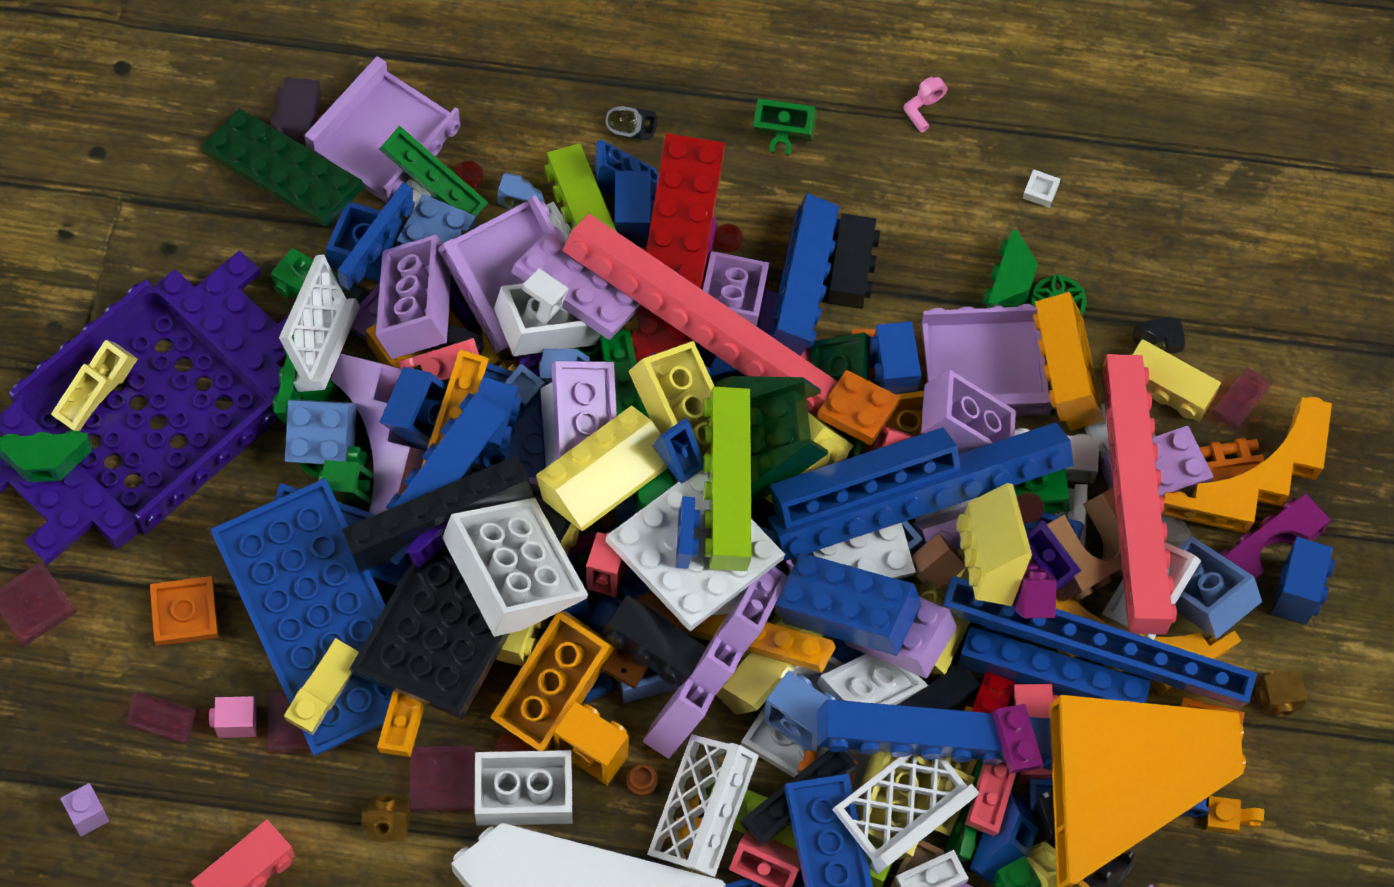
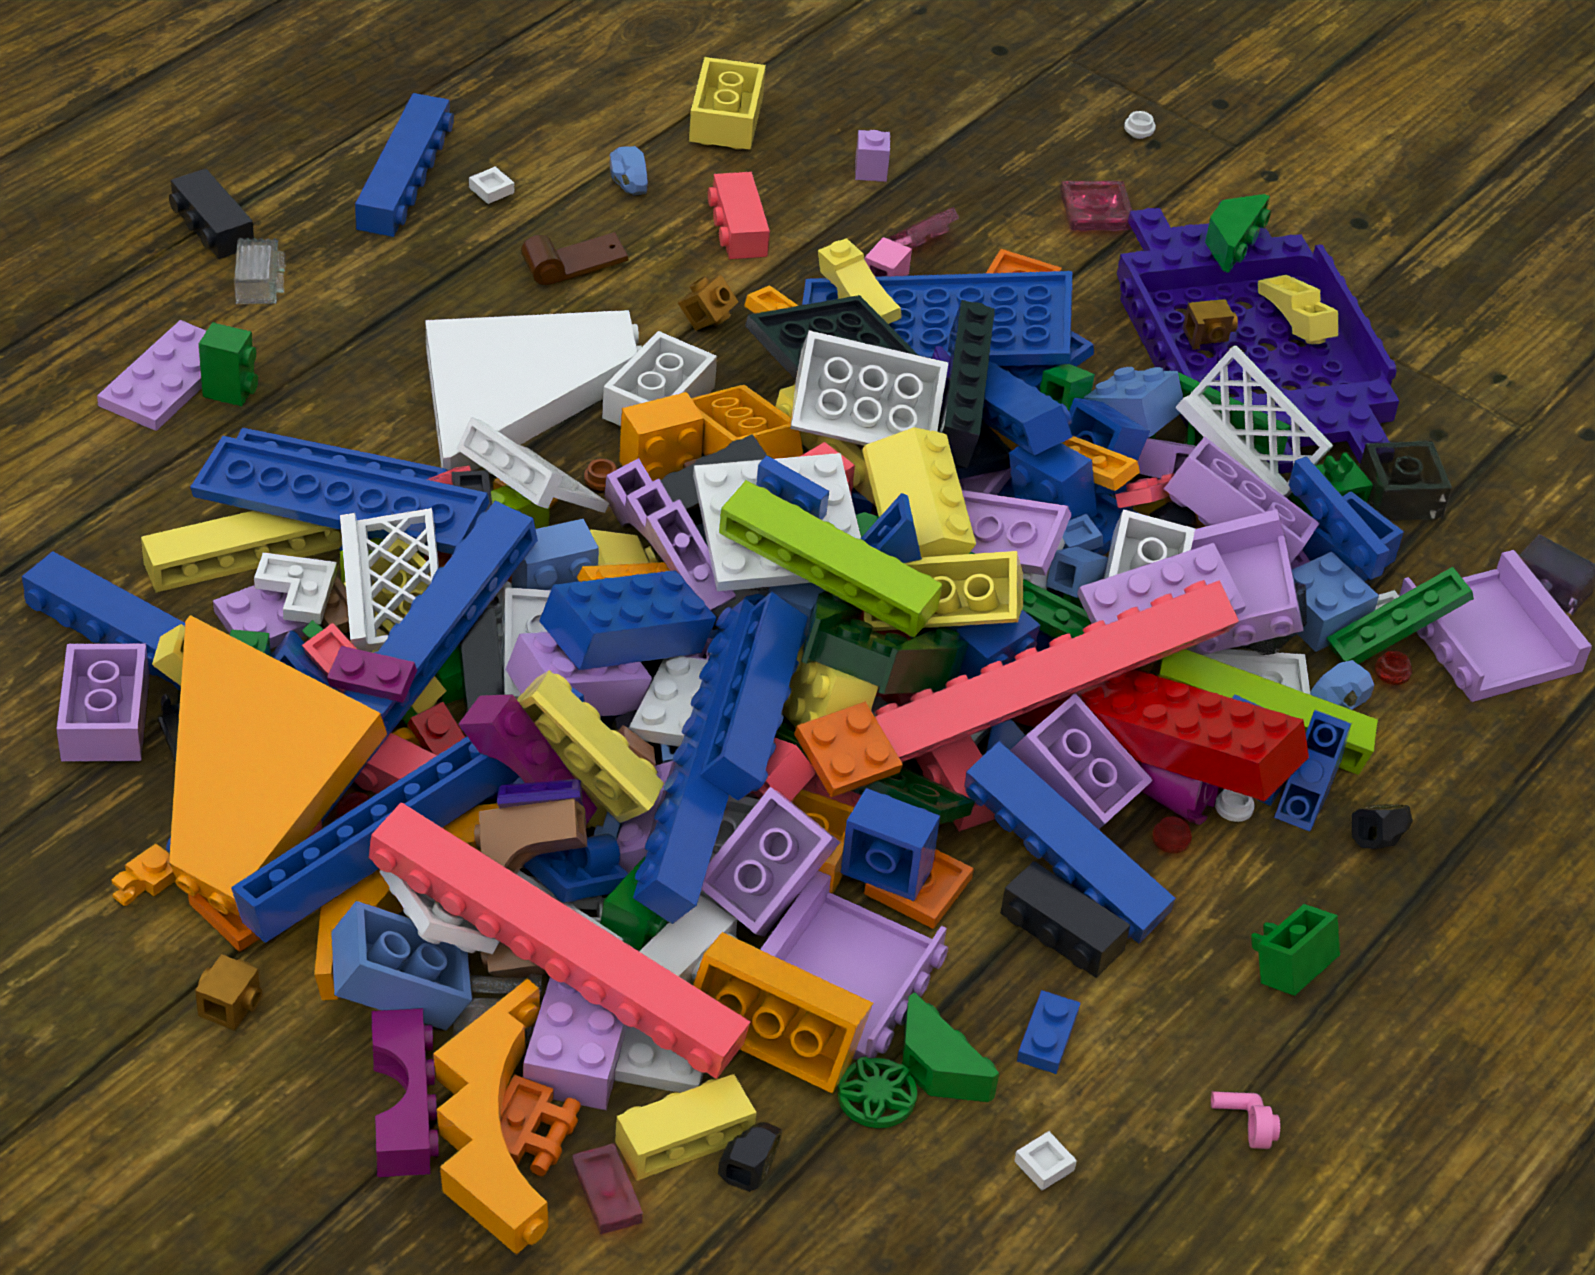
camera: 120 degrees right, 20 degrees down
(163, 437) = (1209, 322): none -> pearl gold brick
(266, 232) = (1406, 480): none -> clear smoke brick
(282, 167) = (1479, 519): dark green plate -> none
(442, 779) = (734, 353): clear pink plate -> none
(548, 292) = (1157, 538): white panel -> none
(941, 234) = (1048, 1032): none -> blue plate
(1030, 507) = (623, 860): clear red plate -> none
(1303, 581) = (329, 1073): blue brick -> none

